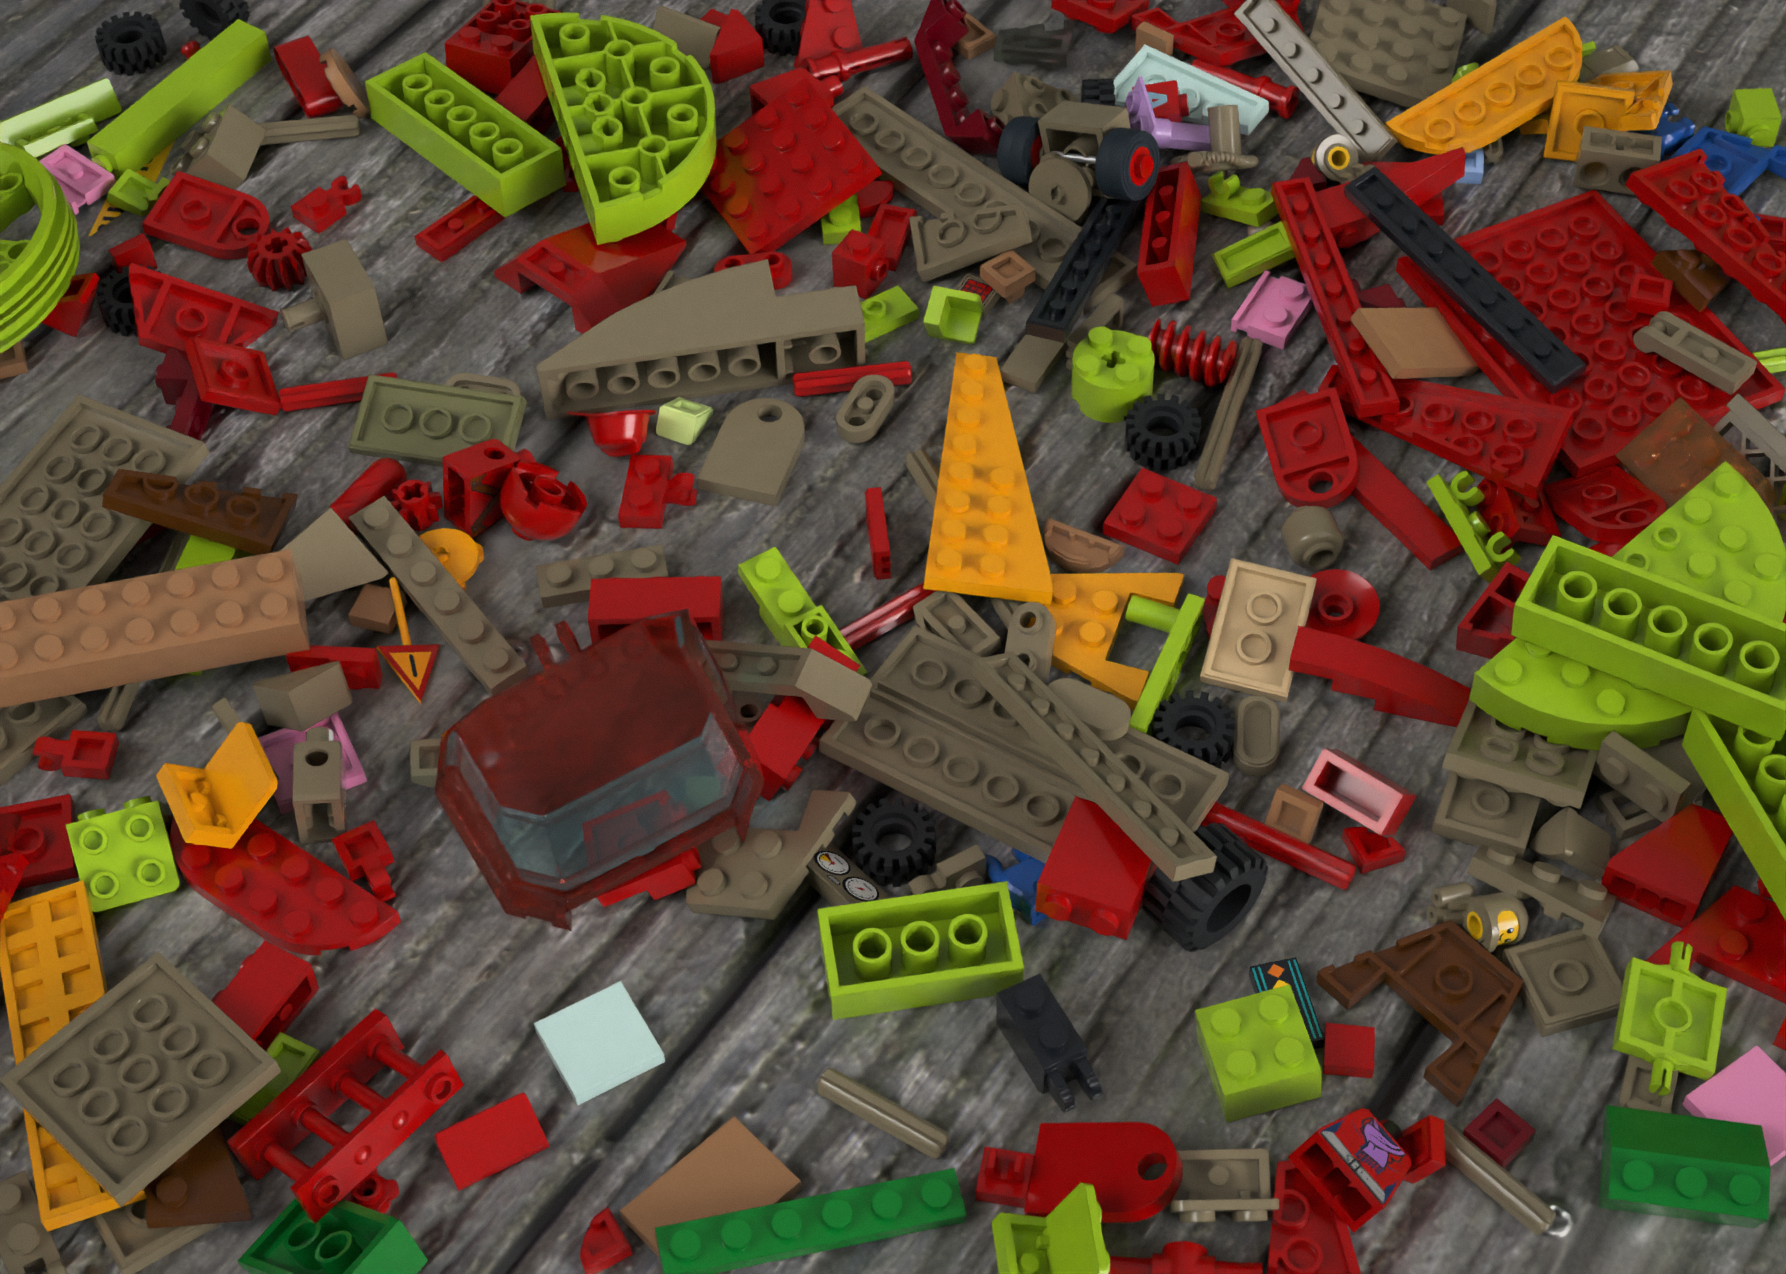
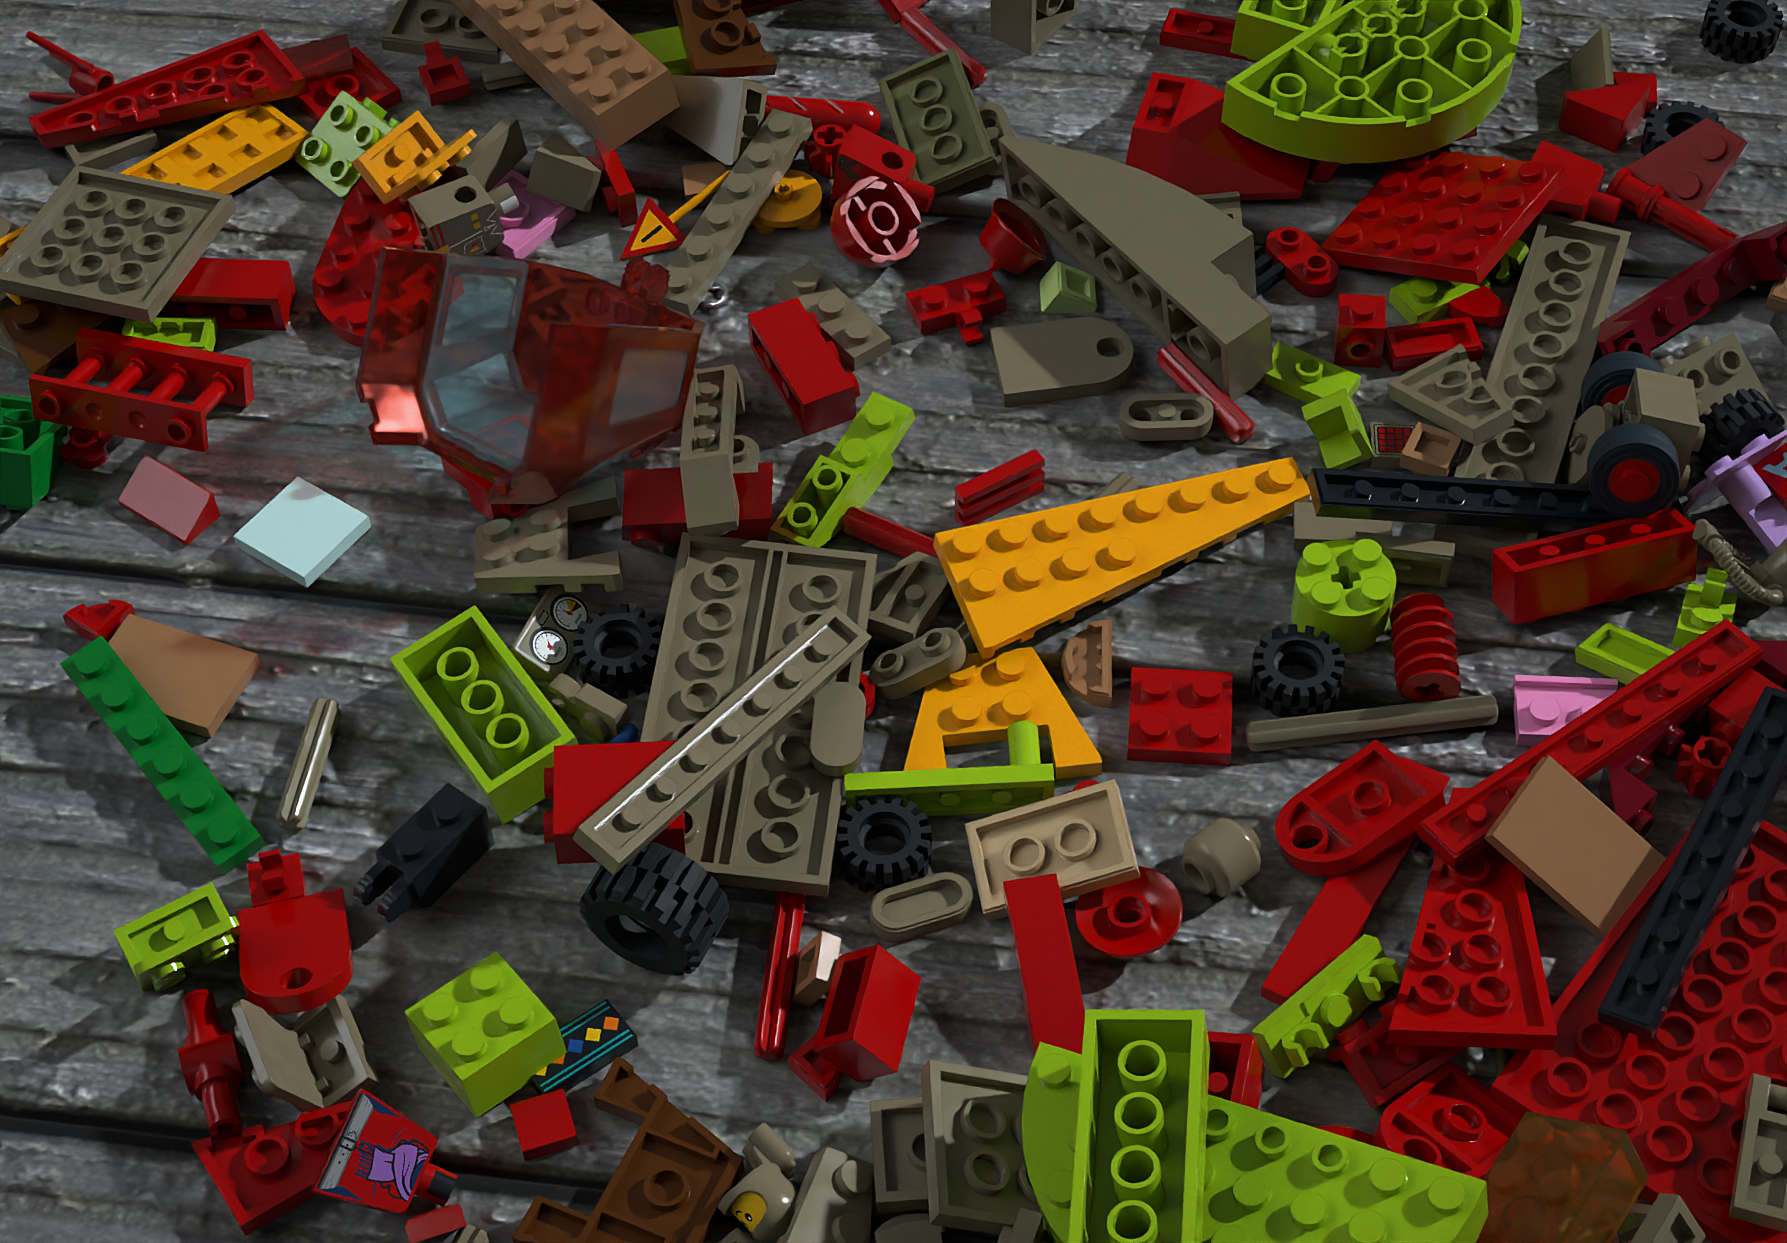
camera: 65 degrees right, 0 degrees up
(1368, 257) = (1702, 765): none -> red gear

